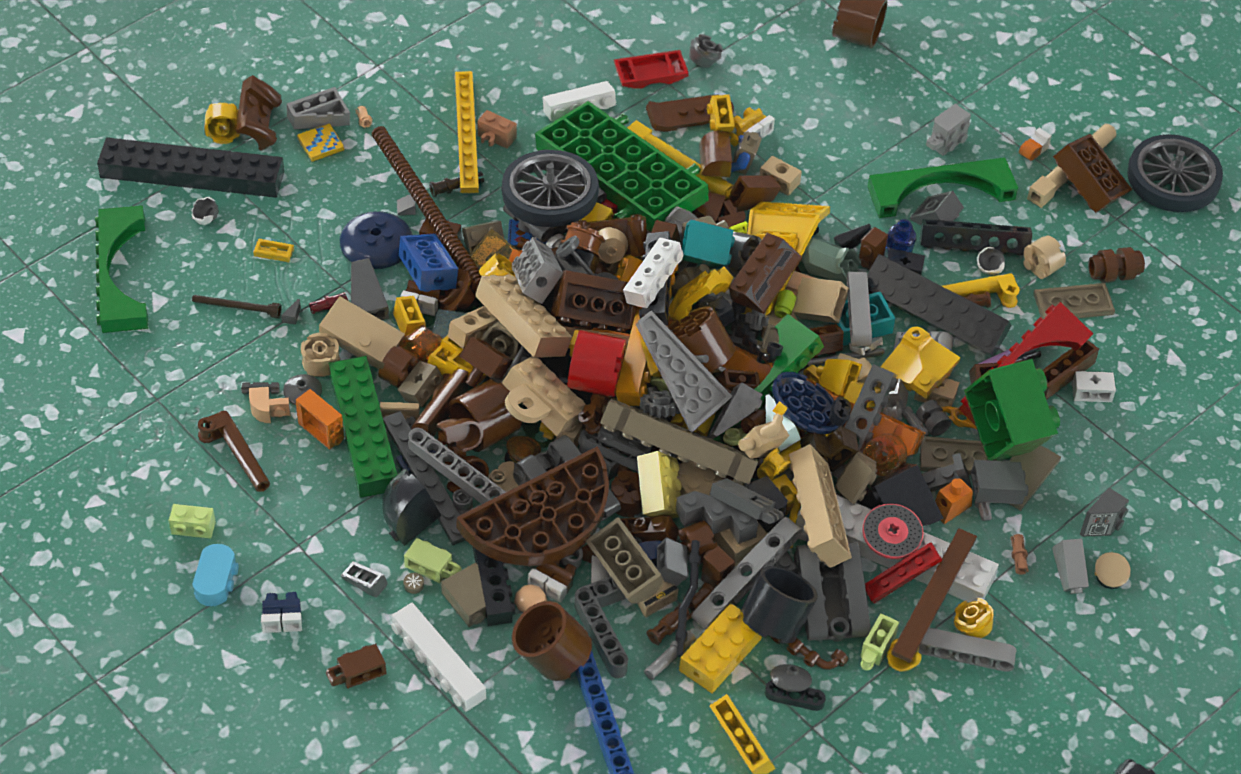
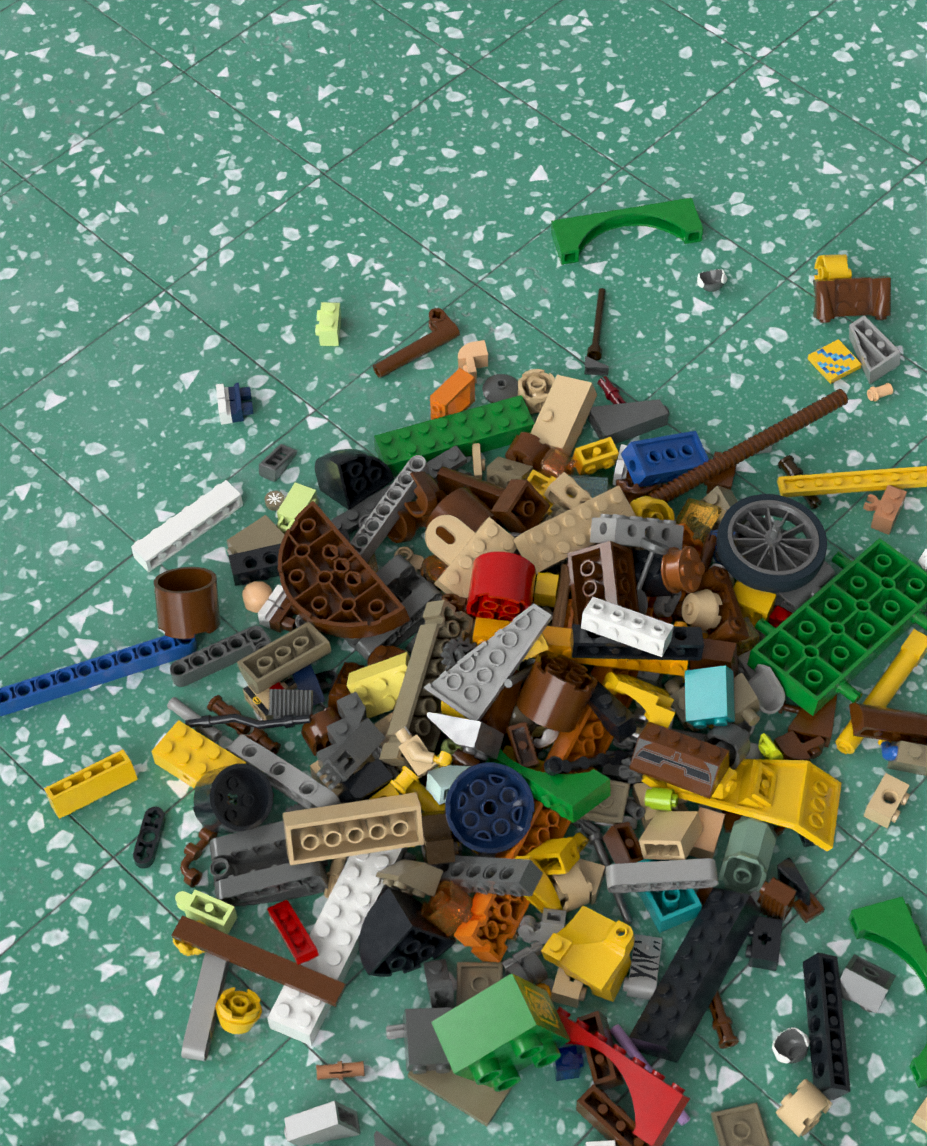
camera: 90 degrees right, 5 degrees up
(191, 167) = (768, 262): black brick -> none
(215, 575) = (272, 349): medium azure brick -> none
(273, 252) = (675, 354): yellow tile -> none
(274, 387) = (496, 355): dark grey axle -> none
(357, 667) = (176, 466): reddish brown brick -> none
(374, 237) = (713, 417): dark blue brick -> none
(716, 566) = (291, 747): reddish brown brick -> none
(753, 189) = (849, 769): reddish brown slope -> none
(791, 677) = (161, 837): dark grey dish -> none
(840, 411) = (491, 843): black beam -> none
(861, 349) = (631, 902): white tile -> none
(885, 543) = (323, 919): piece -> none
(901, 236) = (801, 935): clear blue piece -> none
(954, 499) = (404, 990): orange torso -> none
(1003, 285) = (755, 1060): yellow axle -> none

